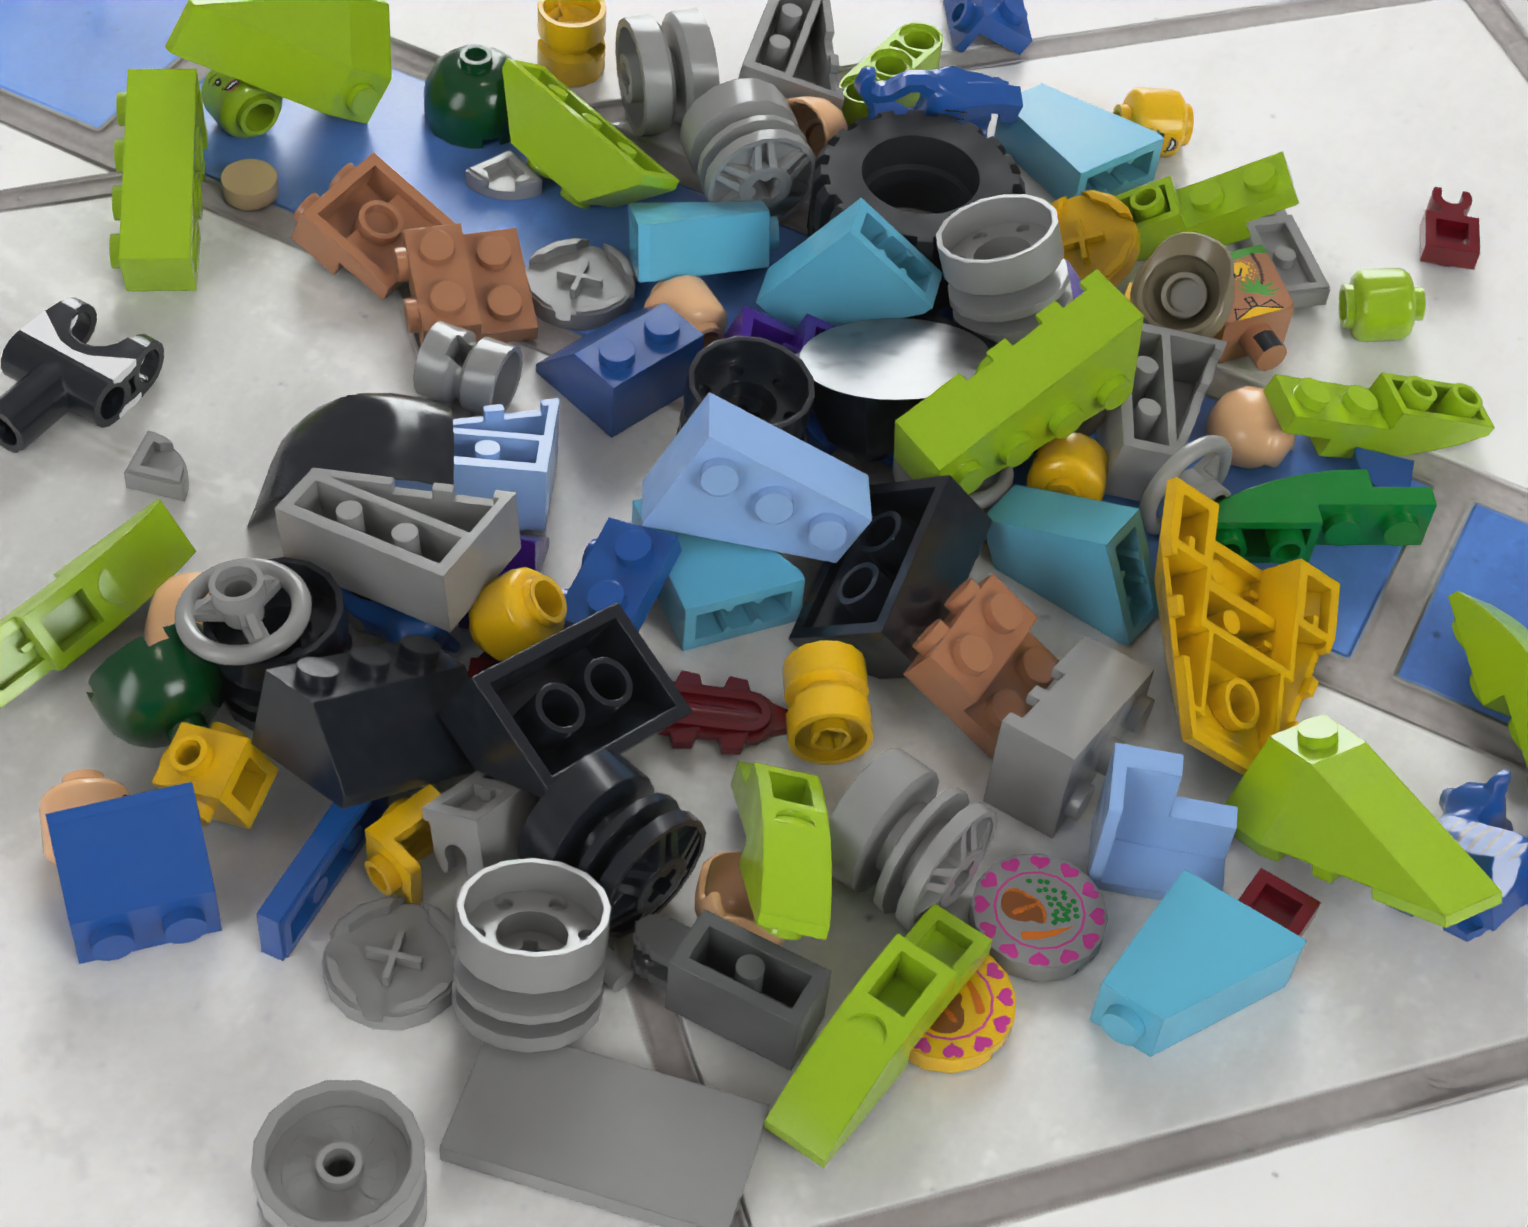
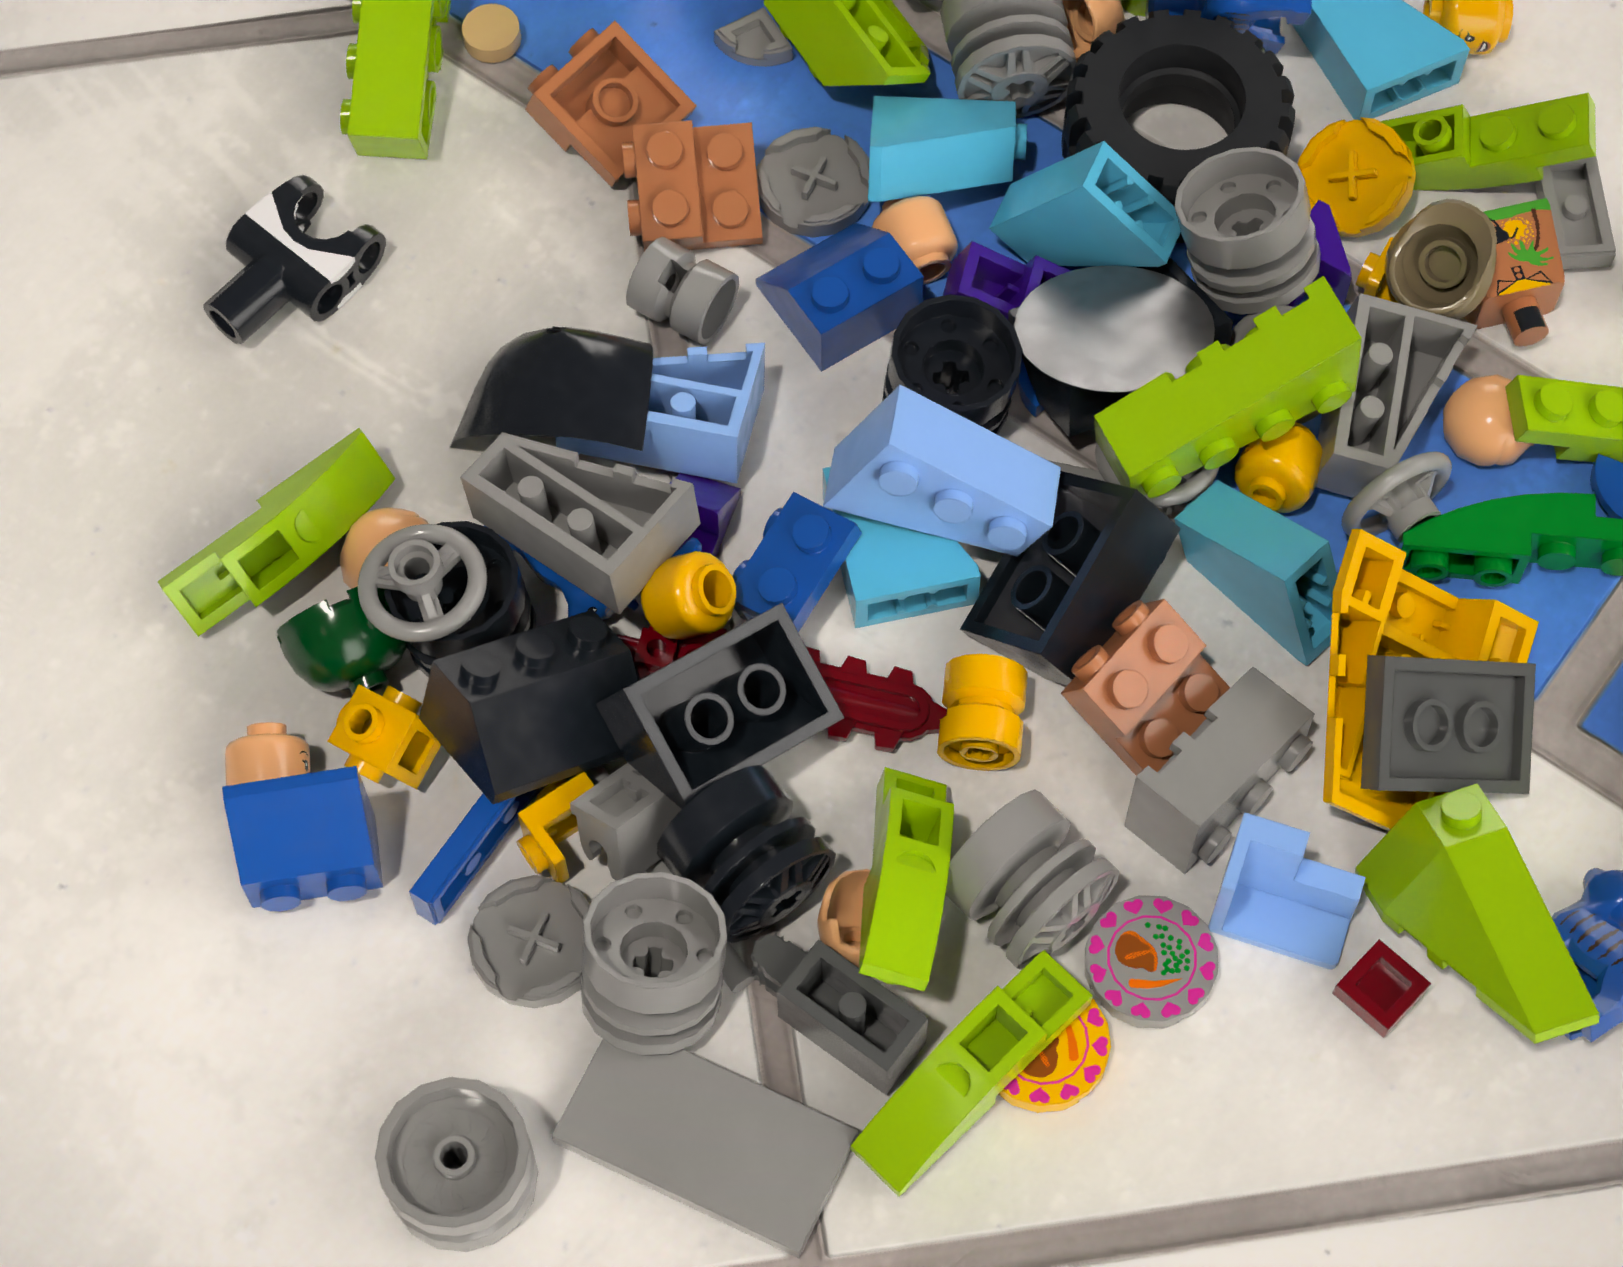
camera: 15 degrees right, 15 degrees up
(158, 469) = (369, 375): light grey tile -> none
(1193, 967) = (1287, 1036): medium azure slope -> none
(1283, 660) = (1447, 725): none -> dark grey plate

